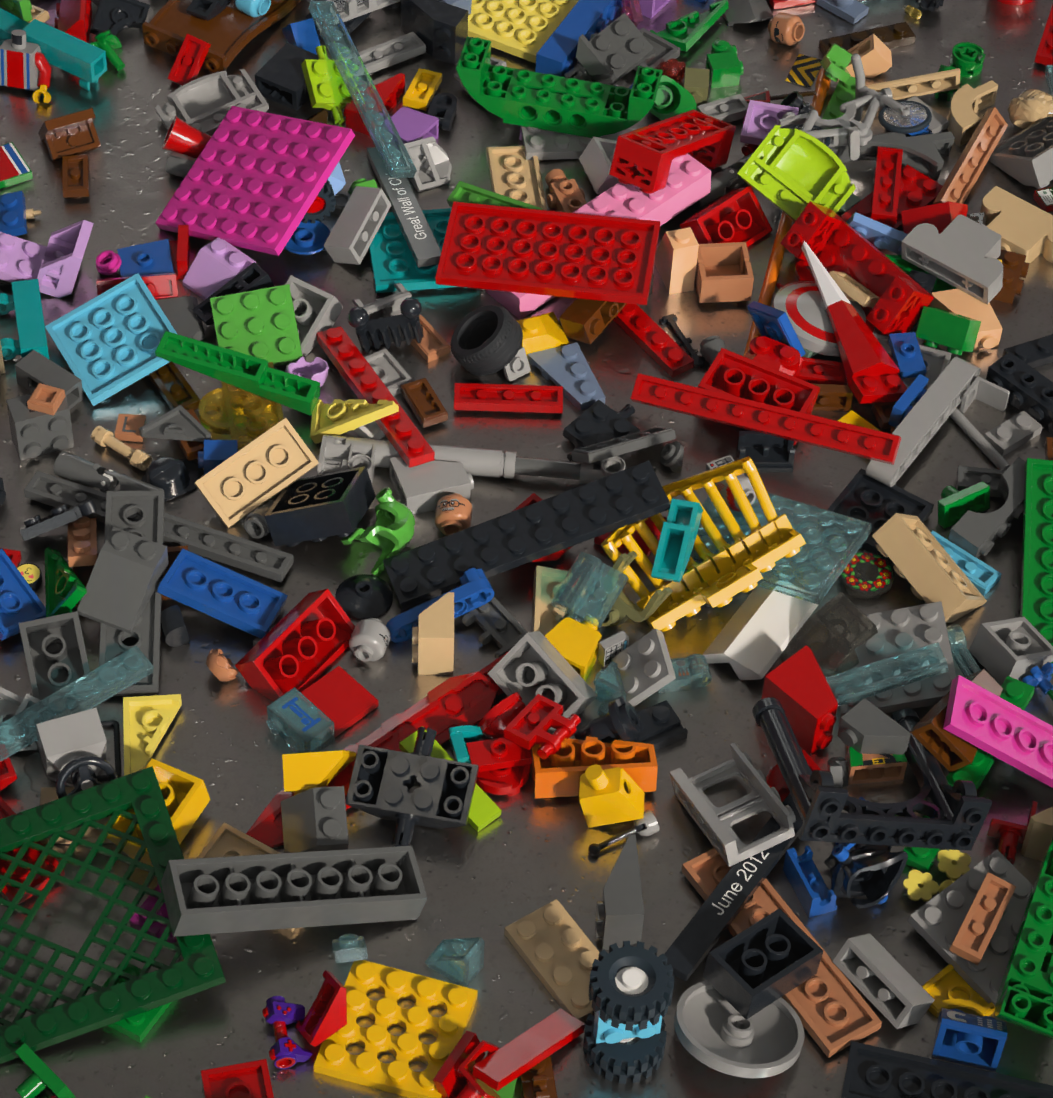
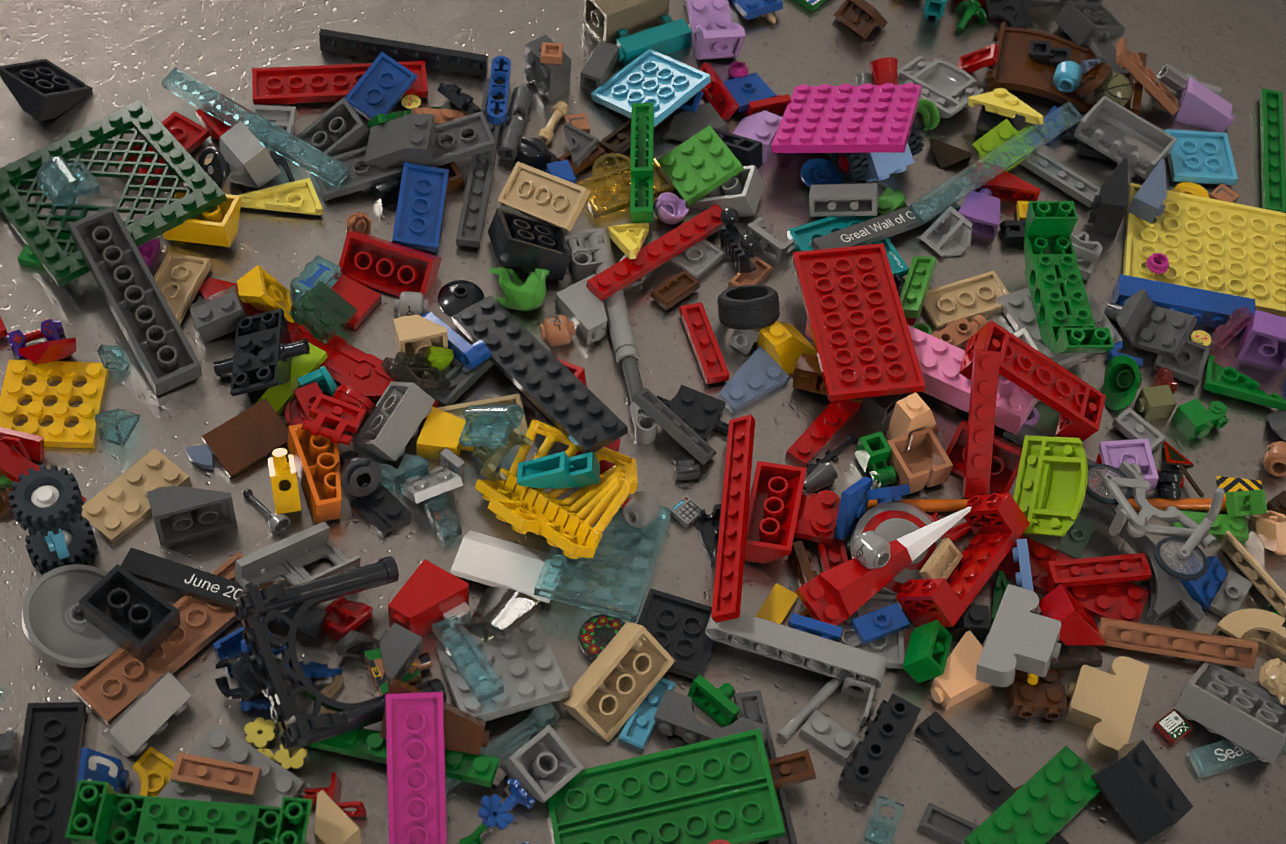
camera: 70 degrees right, 5 degrees up
(23, 471) = (499, 71): none -> blue beam
(51, 943) = (65, 181): none -> clear light blue brick
(75, 176) = (821, 30): reddish brown plate -> none
(287, 52) = (1006, 104): none -> light yellow wing
(363, 716) = (322, 312): none -> clear green plate
(462, 628) = (439, 357): none -> lime plate
(485, 647) = (415, 370): none -> clear smoke slope
(520, 830) = (247, 438): none -> reddish brown tile
(527, 884) = (201, 456): none -> sand blue tile
(530, 23) = (1157, 263): none -> dark pink plate
(705, 306) = (873, 455): none -> green brick
(715, 198) = (981, 423): none -> red plate
(766, 294) = (888, 494): none -> blue plate
(845, 321) = (871, 550): none -> light grey head

